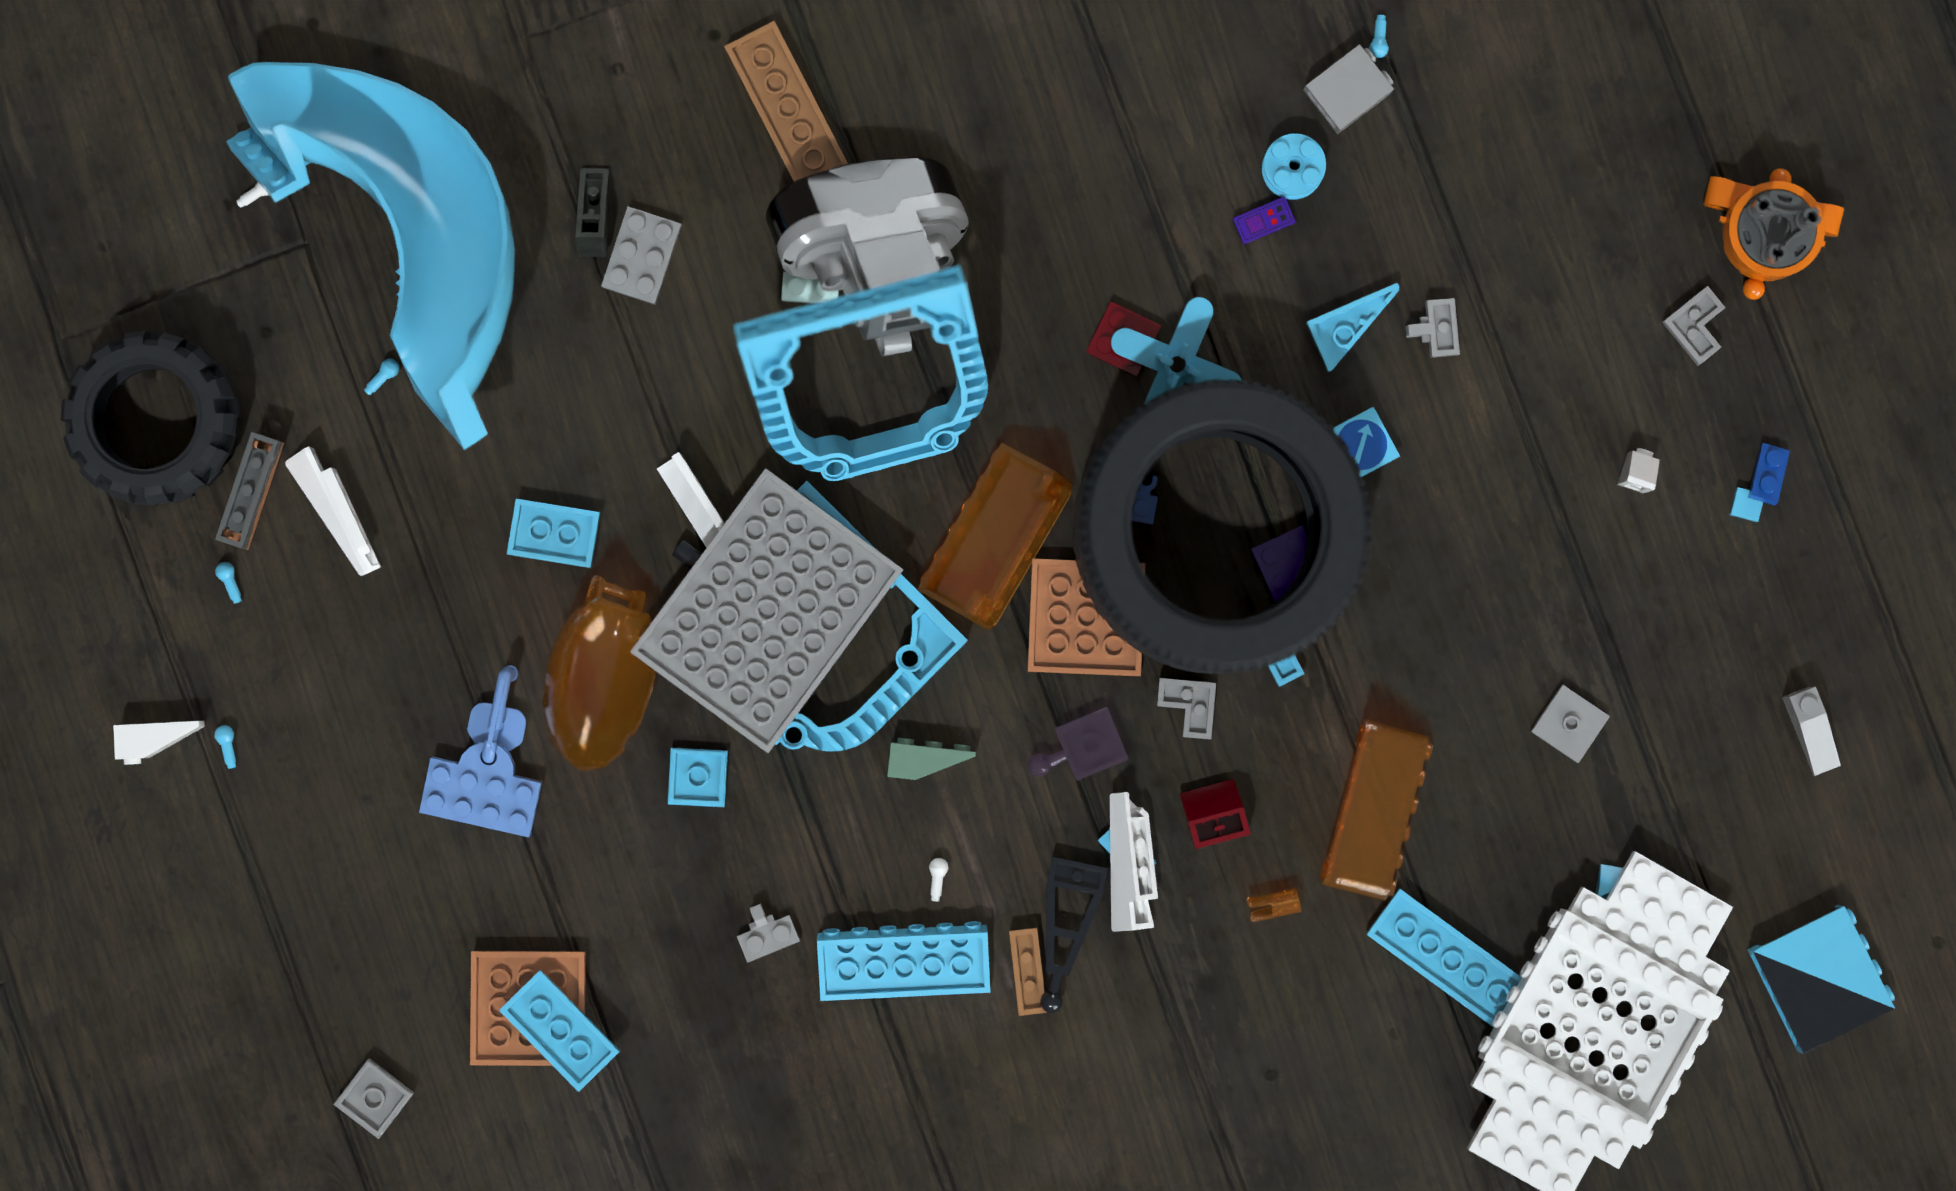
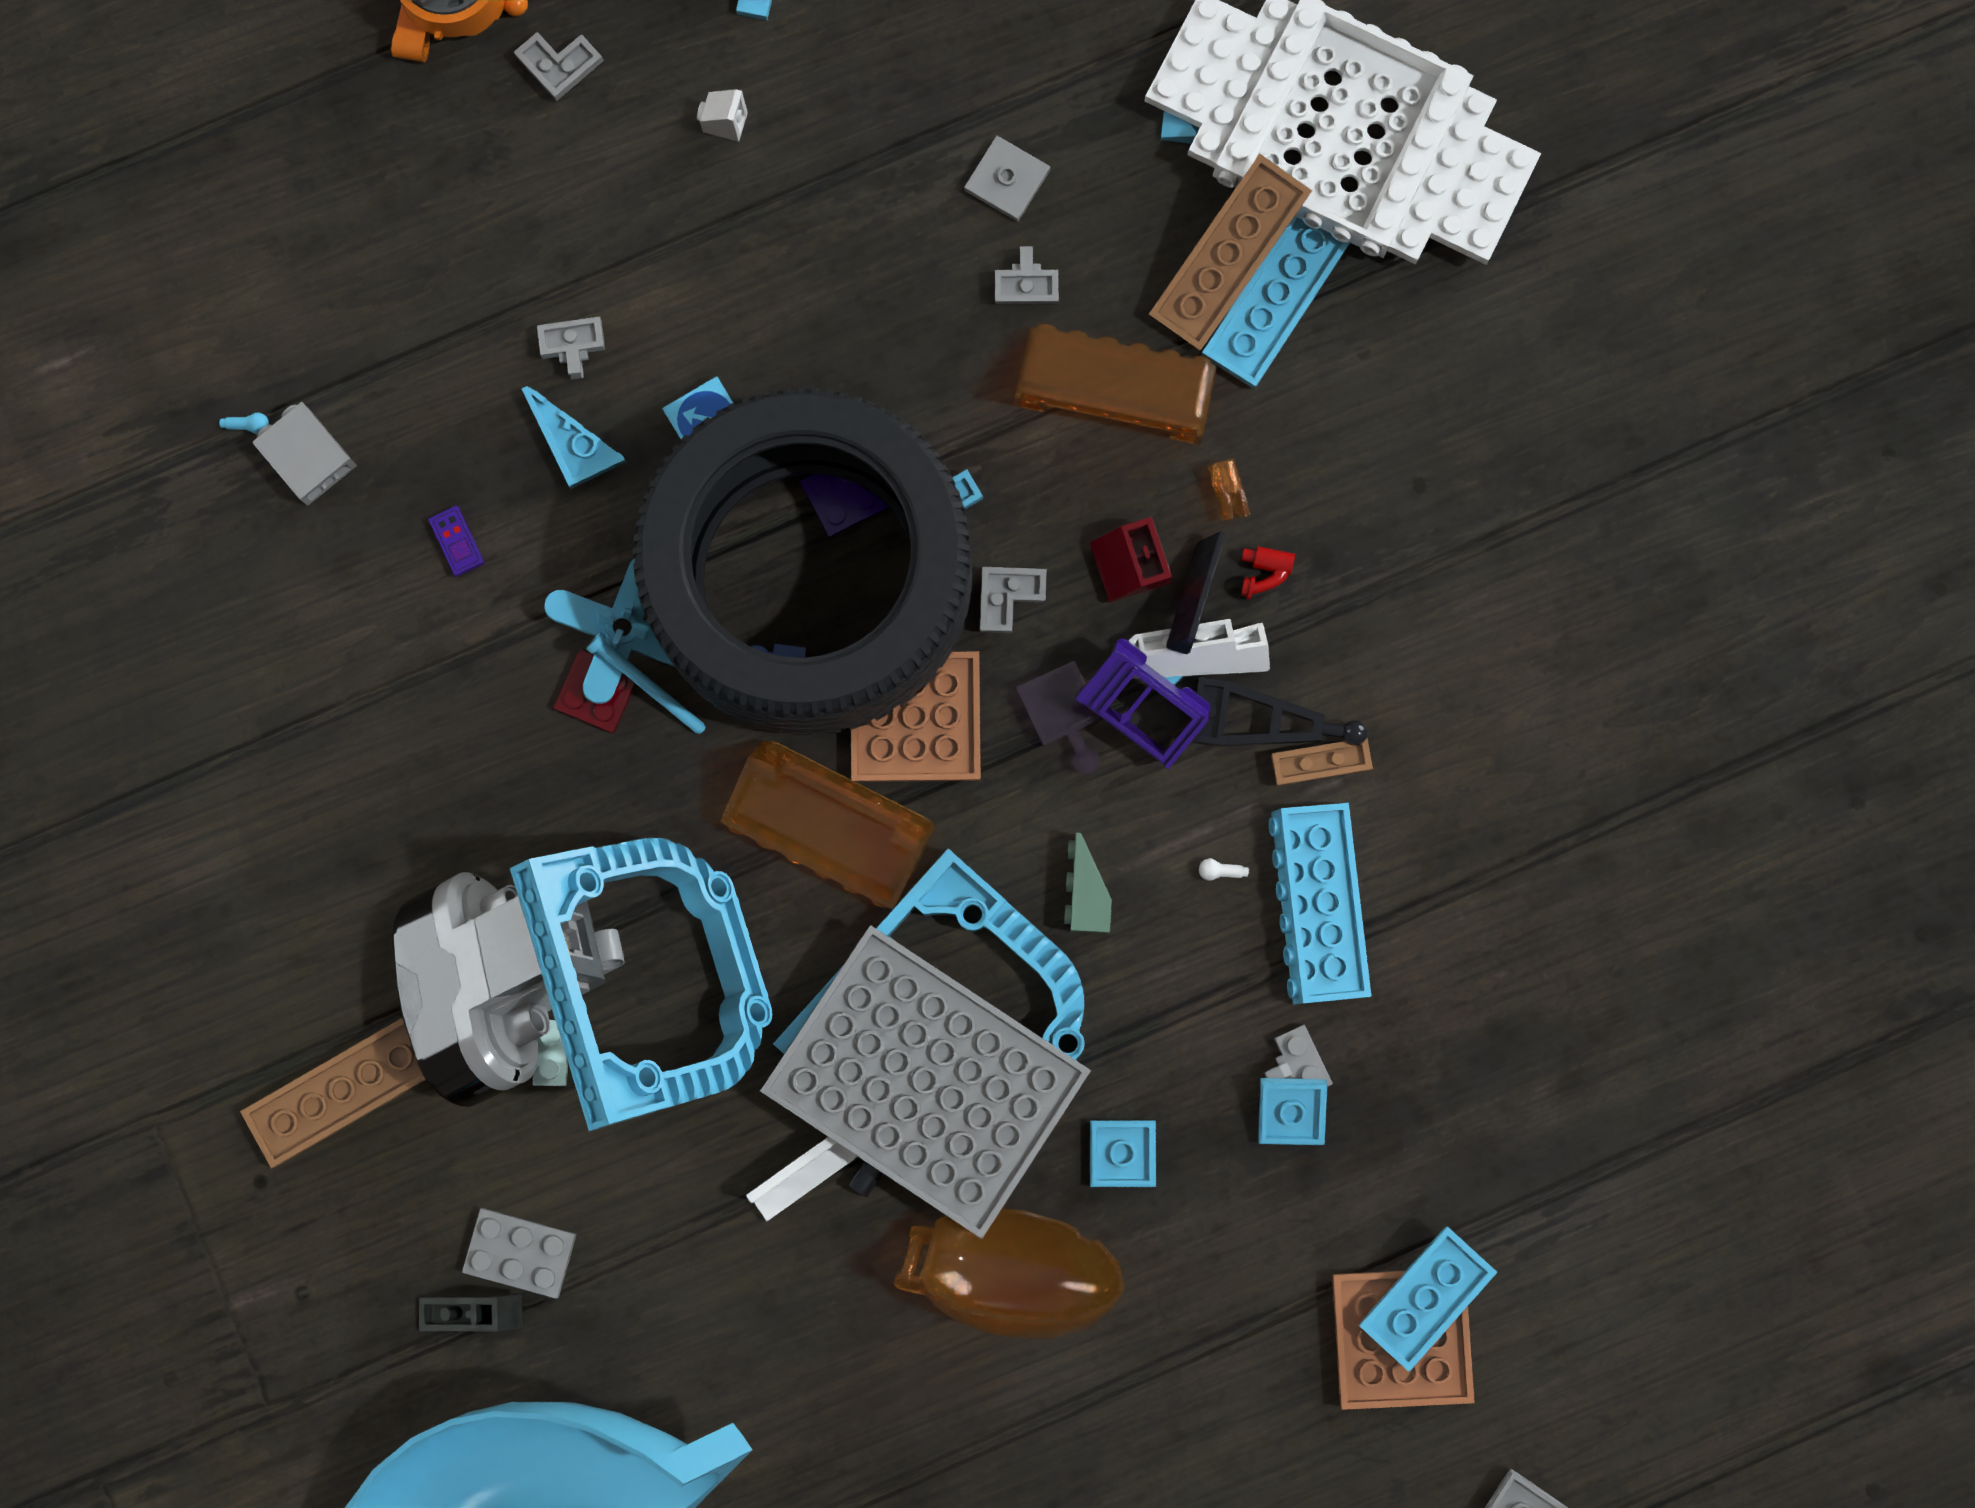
camera: 90 degrees left, 5 degrees down
(475, 787) = (1149, 1415): medium blue plate -> none
(553, 533) = (847, 1339): medium azure plate -> none
(725, 925) = (1292, 1111): none -> medium azure tile
(1109, 793) = (1113, 677): none -> dark purple piece
(1161, 343) = (598, 644): none -> medium azure bar
(1181, 868) = (1195, 593): none -> black slope
(1210, 934) = (1270, 560): none -> red plant
(1296, 150) = (377, 502): medium azure wheel -> none
(1472, 736) = (1026, 282): none -> light grey hinge
(1487, 919) = (1230, 252): none -> medium nougat plate

